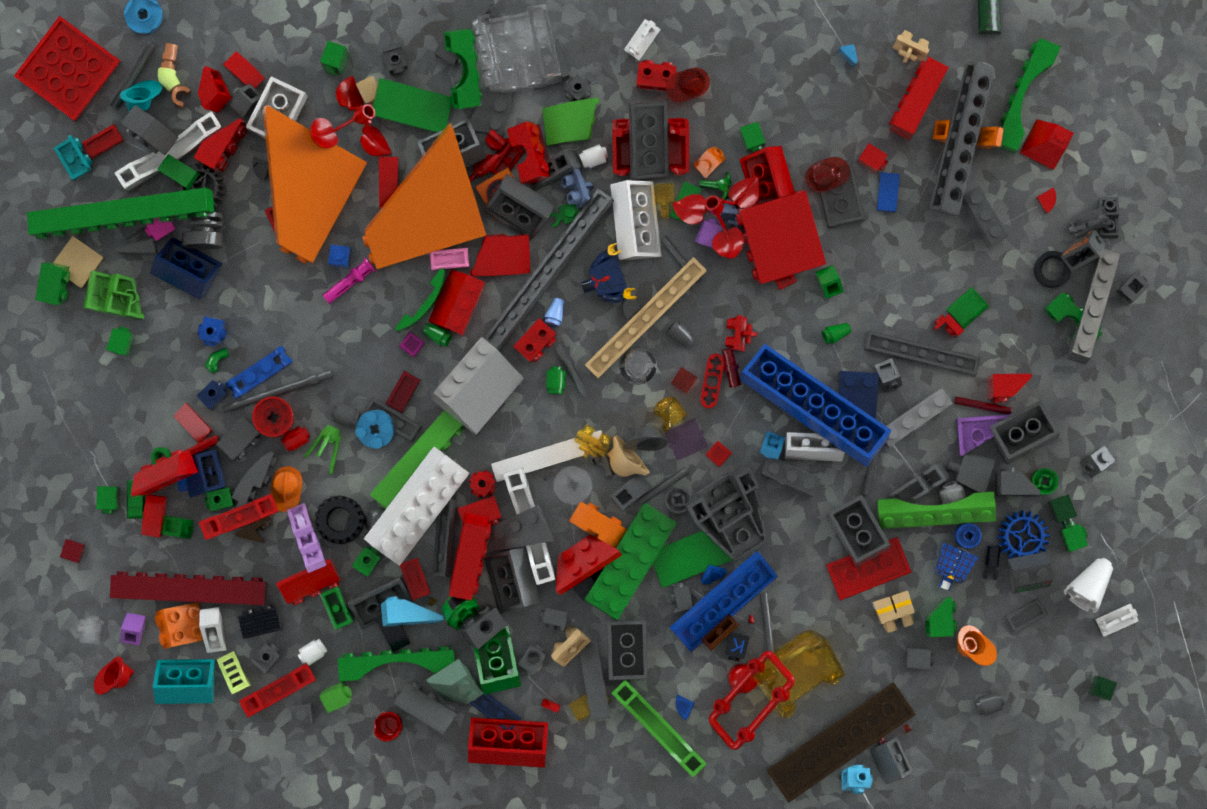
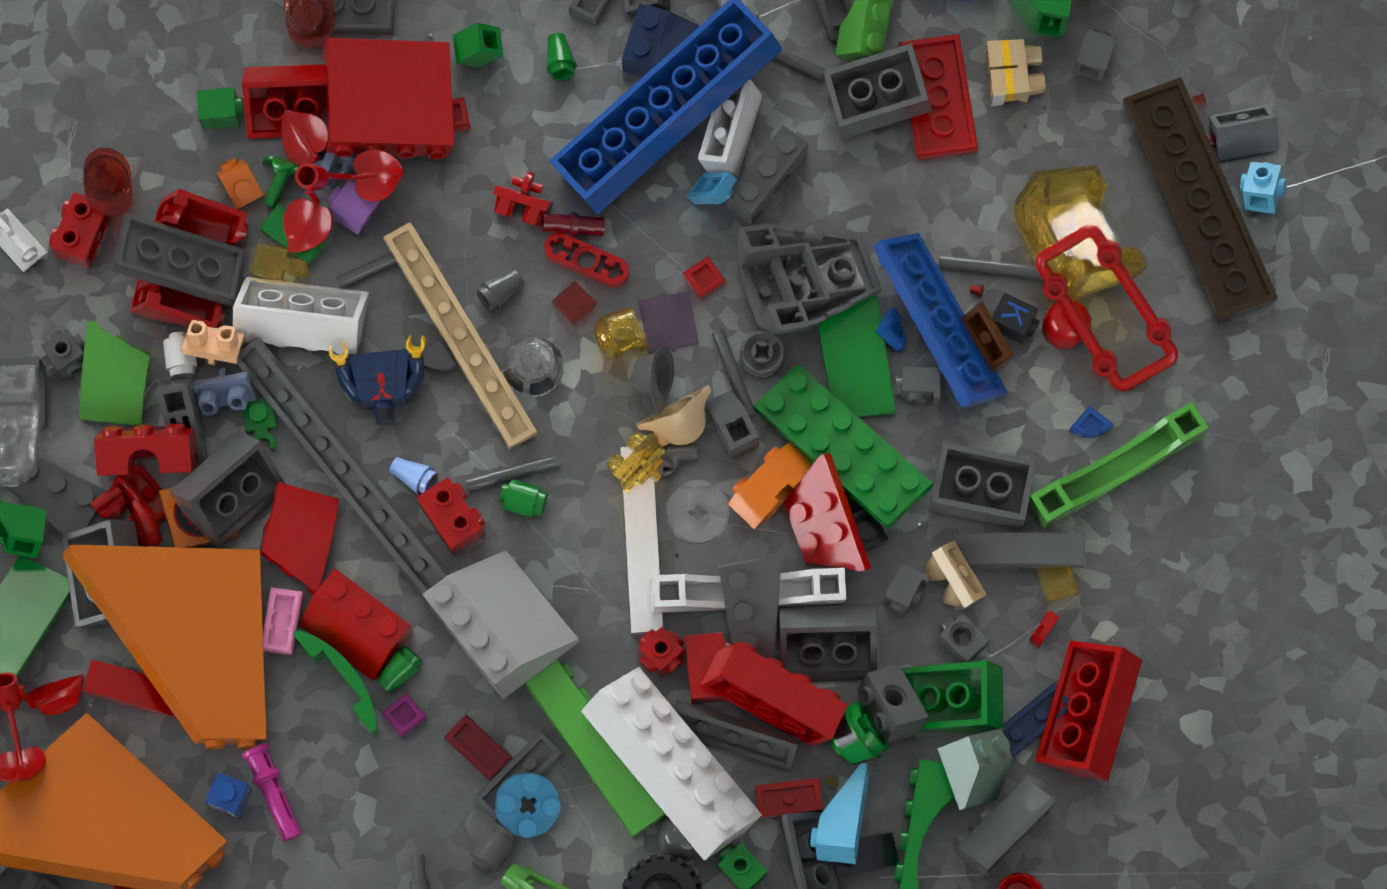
camera: 80 degrees left, 10 degrees down
(603, 174) = (213, 343): none -> light nougat hips

